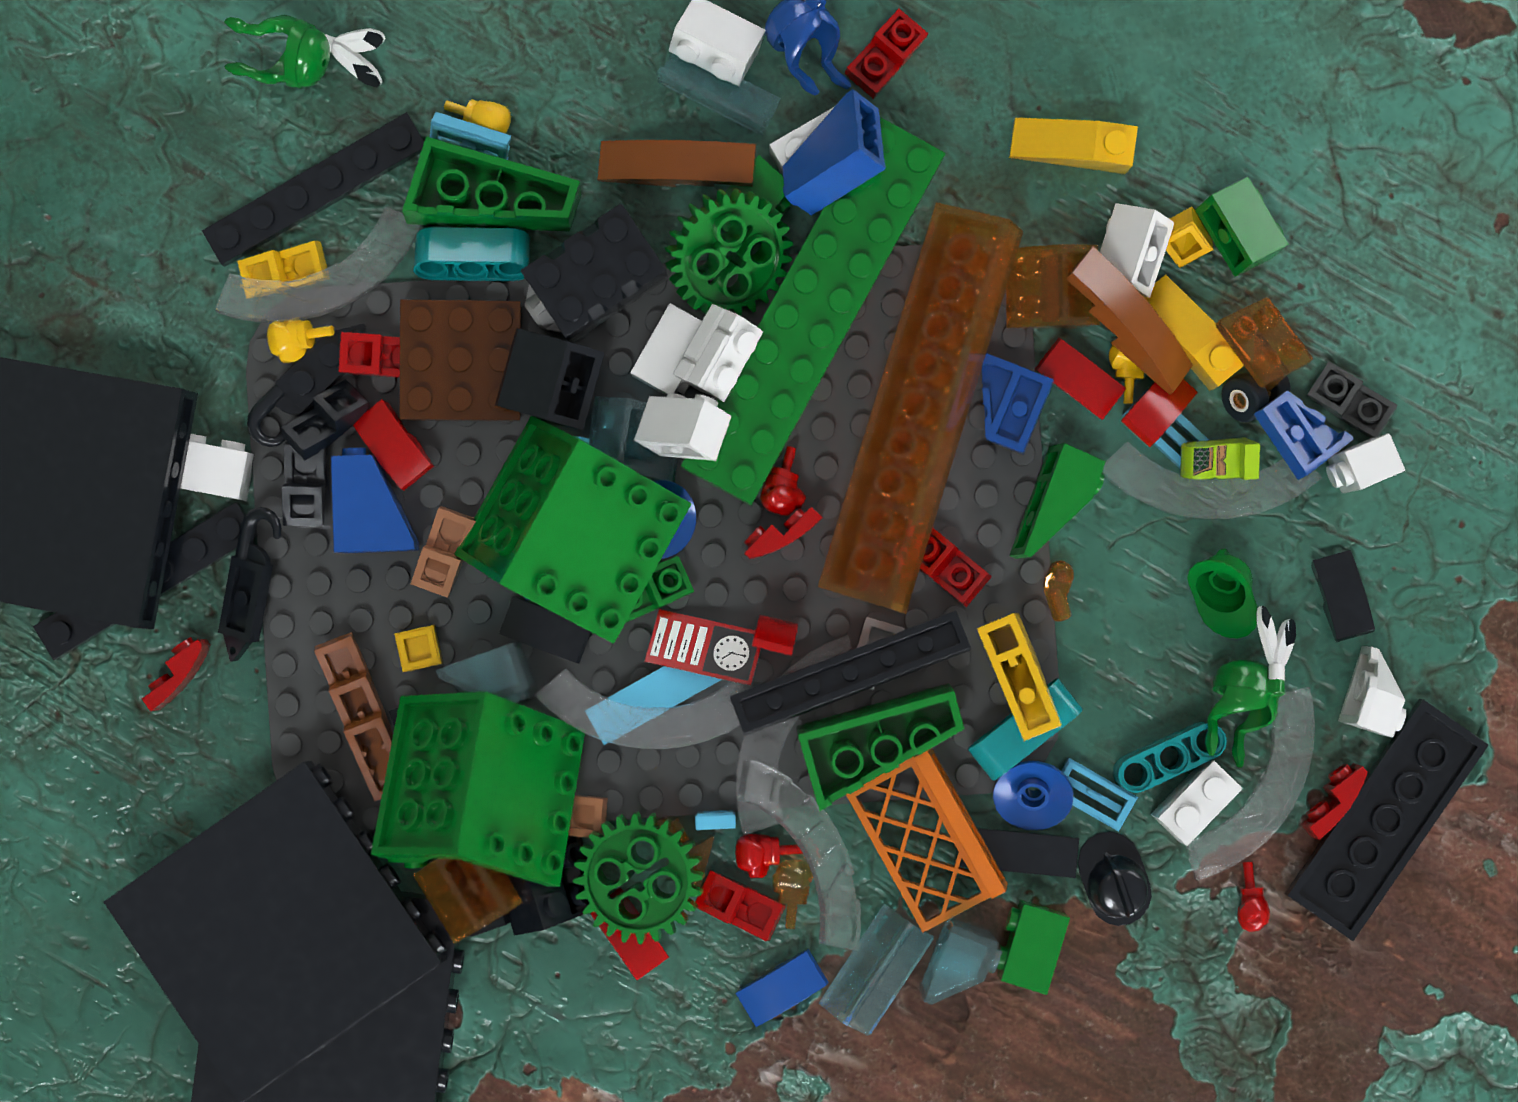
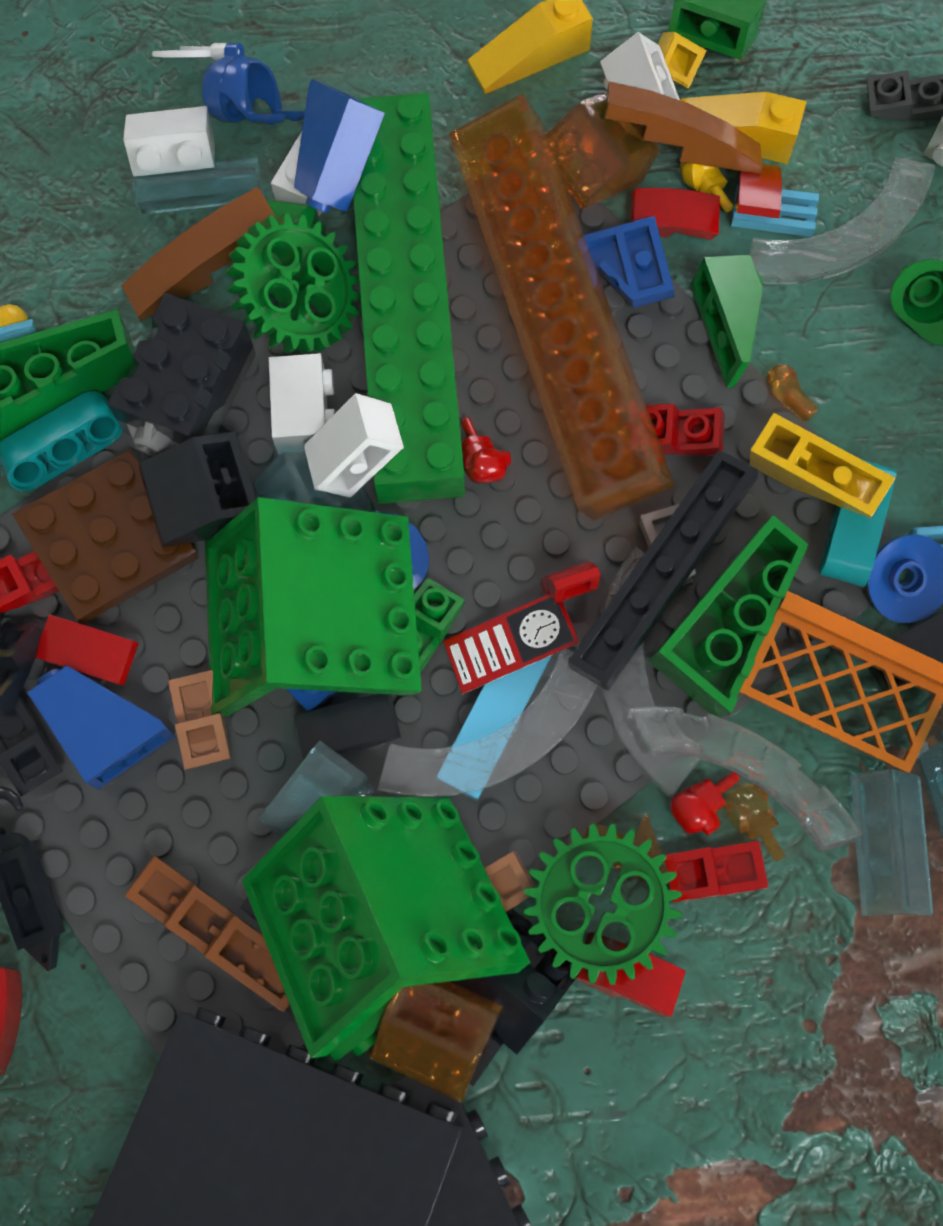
camera: 30 degrees left, 15 degrees down
(418, 648) = (232, 829): yellow tile -> none
(715, 820) = (635, 800): medium azure tile -> none
(718, 352) = (340, 360): white brick -> none
(767, 541) = (509, 500): red slope -> none
(782, 988) = (816, 924): blue slope -> none
(886, 53) = (325, 62): red slope -> none
(1220, 459) = (845, 196): lime leg -> none
(1266, 350) = (830, 129): clear orange plate -> none
(1300, 433) = (886, 137): blue wing -> none

